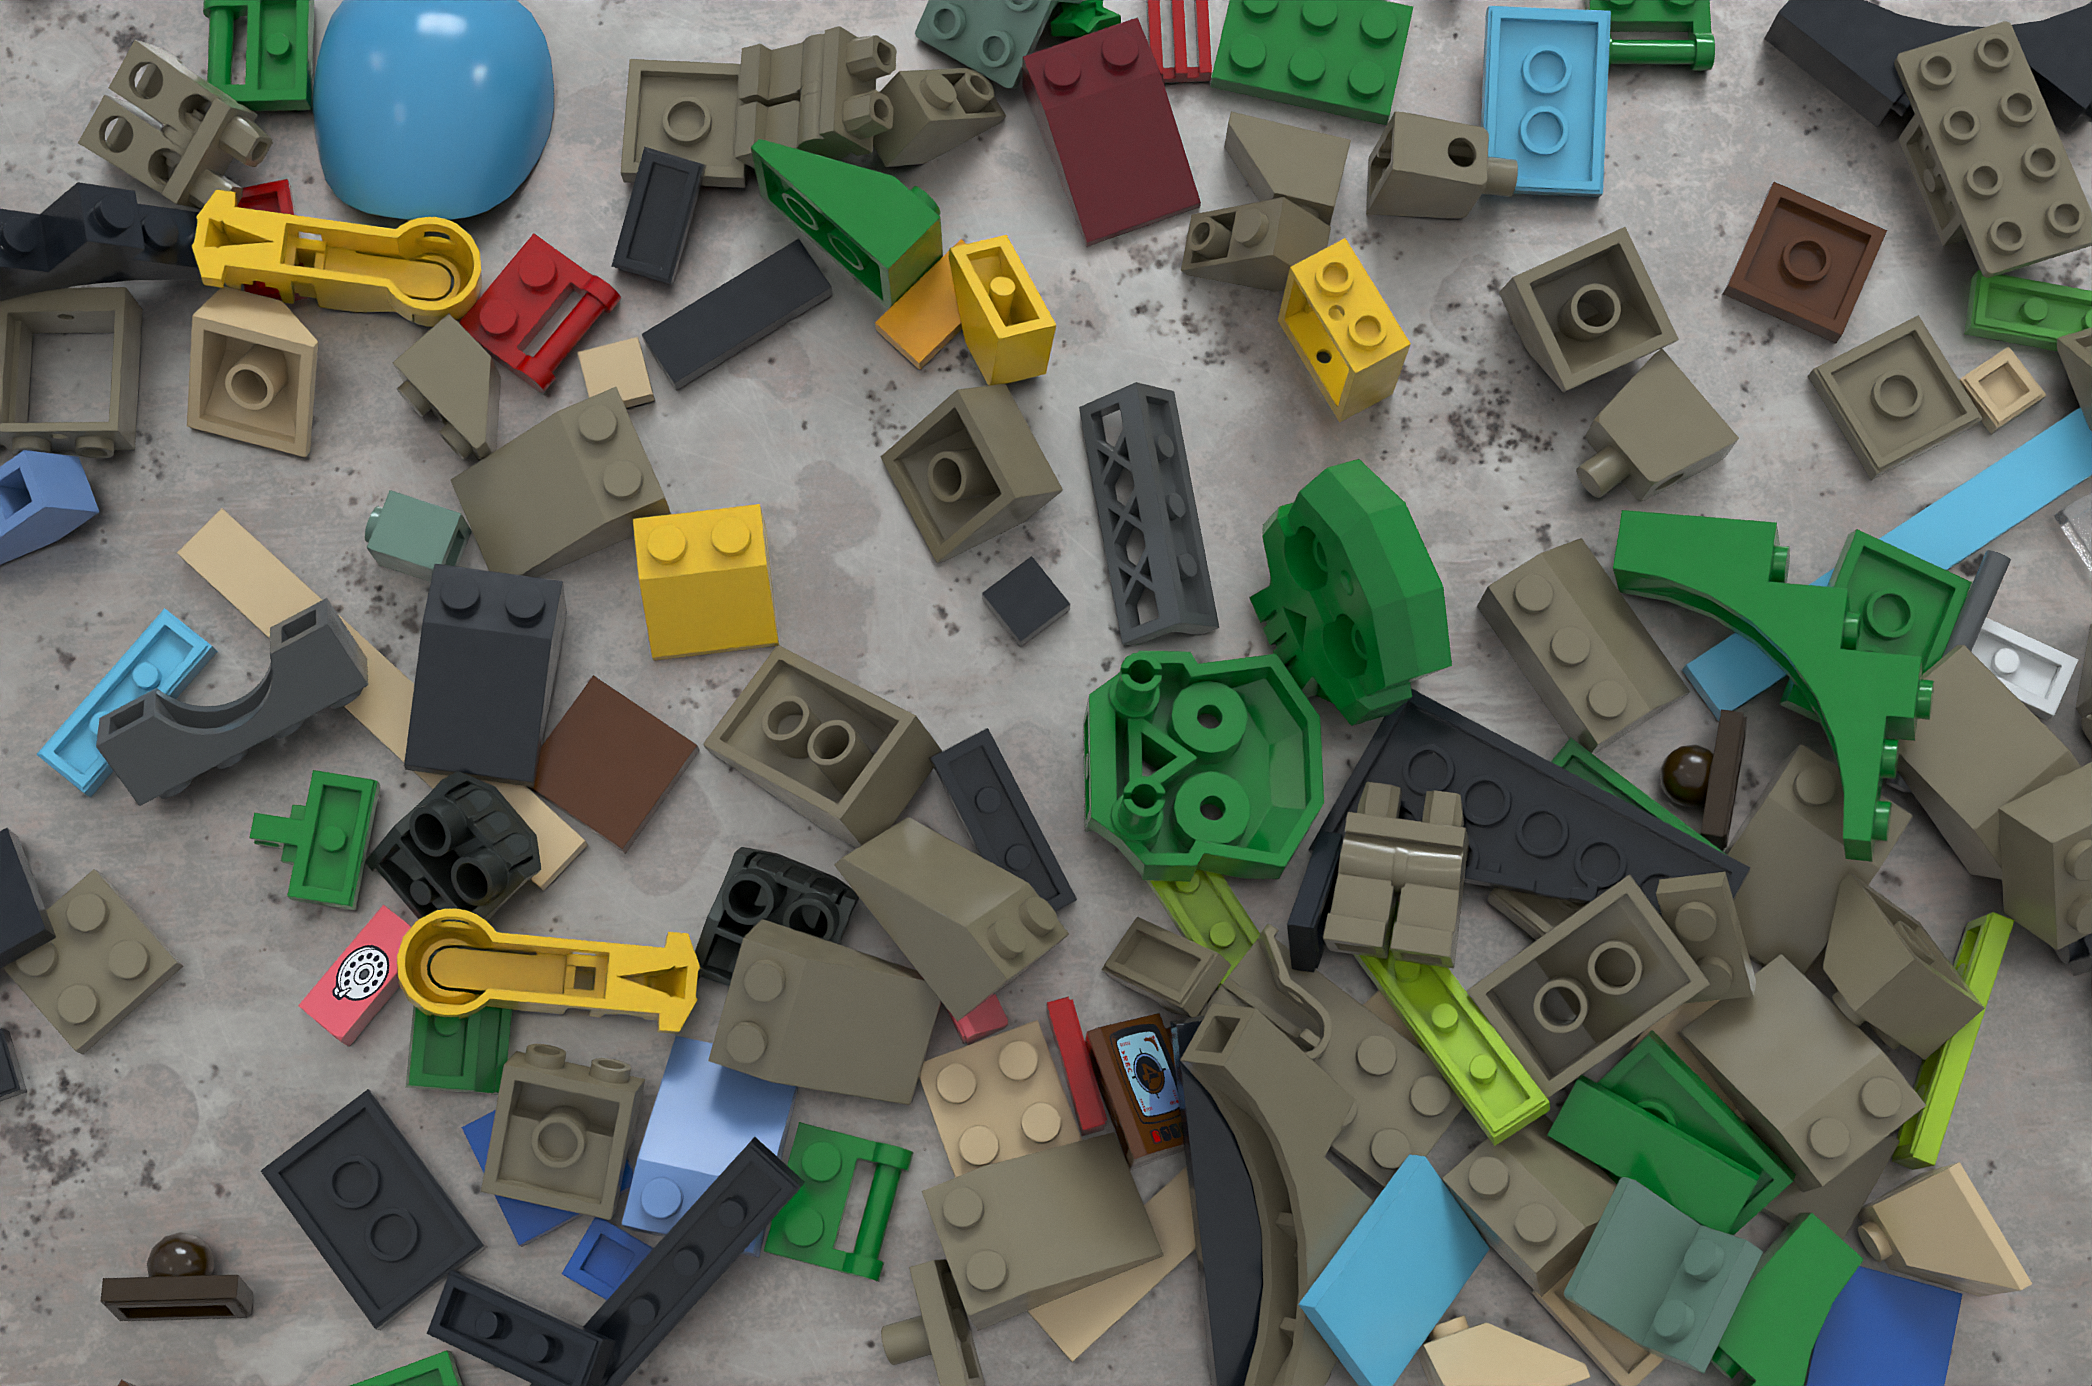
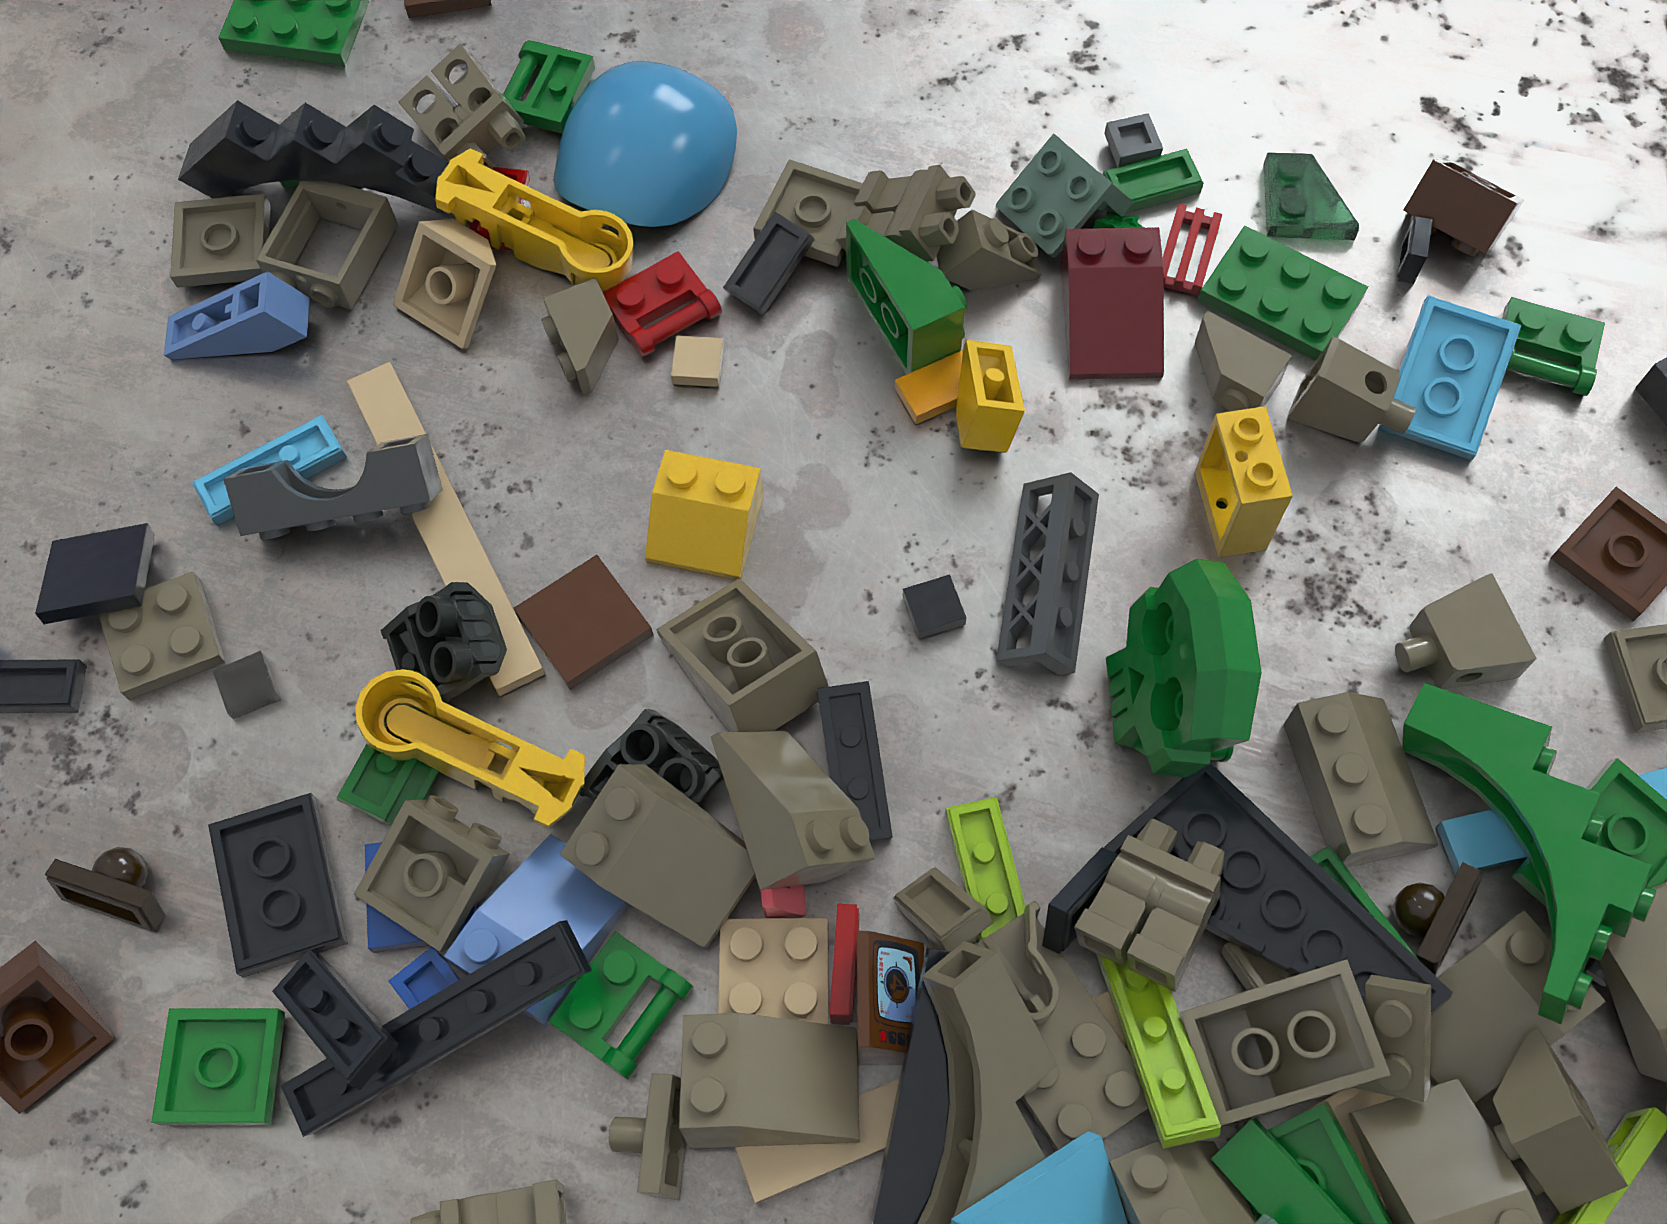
camera: 25 degrees right, 10 degrees down
(226, 986) = (246, 685): none -> clear smoke tile
(324, 839) = (359, 604): green hinge -> none
(359, 979) = (332, 718): coral slope -> none
(415, 535) = (513, 422): sand green brick -> none
(485, 674) = (519, 524): black slope -> none
(561, 489) = (626, 421): dark tan slope -> none
(737, 314) = (799, 346): black tile -> none
(970, 470) = (926, 499): dark tan slope -> none
(1252, 243) = (1188, 405): dark tan slope -> none
(1254, 766) = (1066, 780): green brick -> none
(1588, 311) = (1440, 527): dark tan slope -> none

